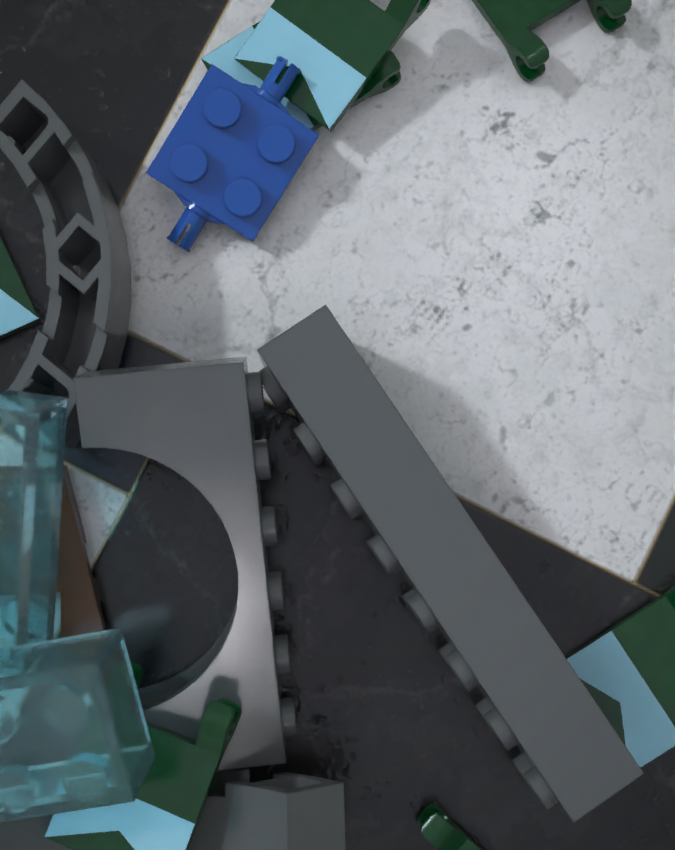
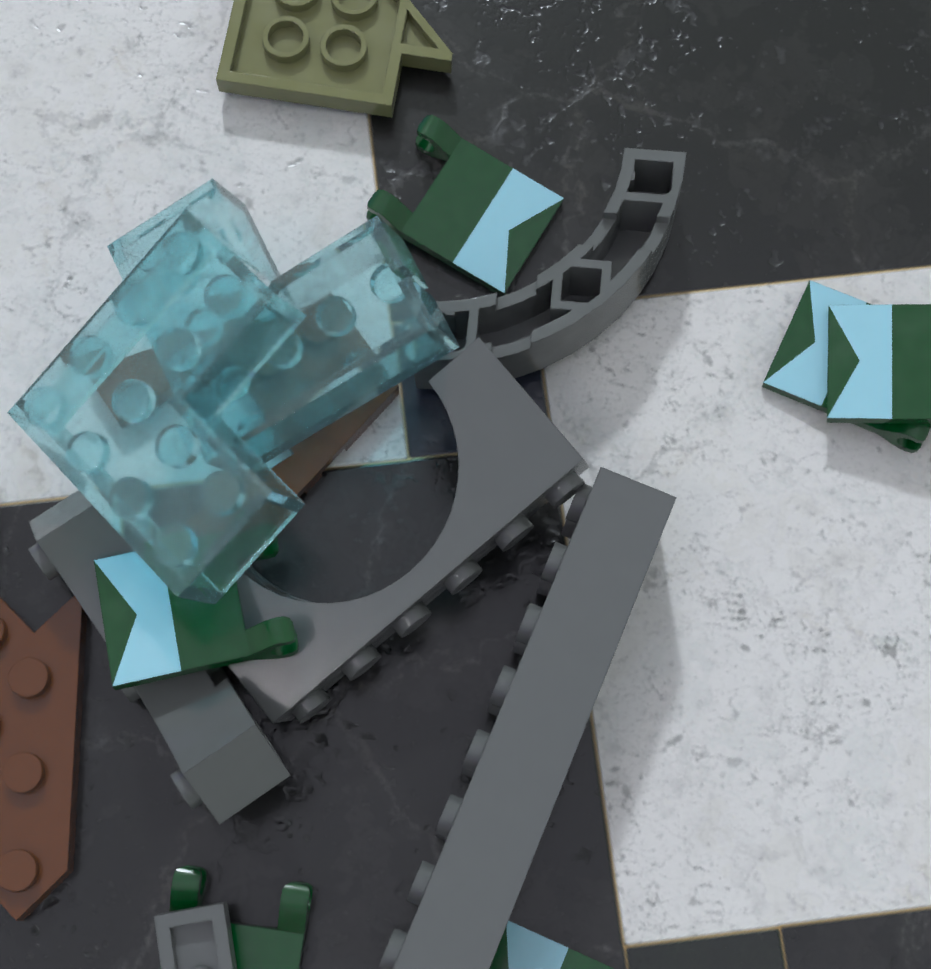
camera: 55 degrees right, 10 degrees down
(232, 153) = (749, 354): blue plate -> none

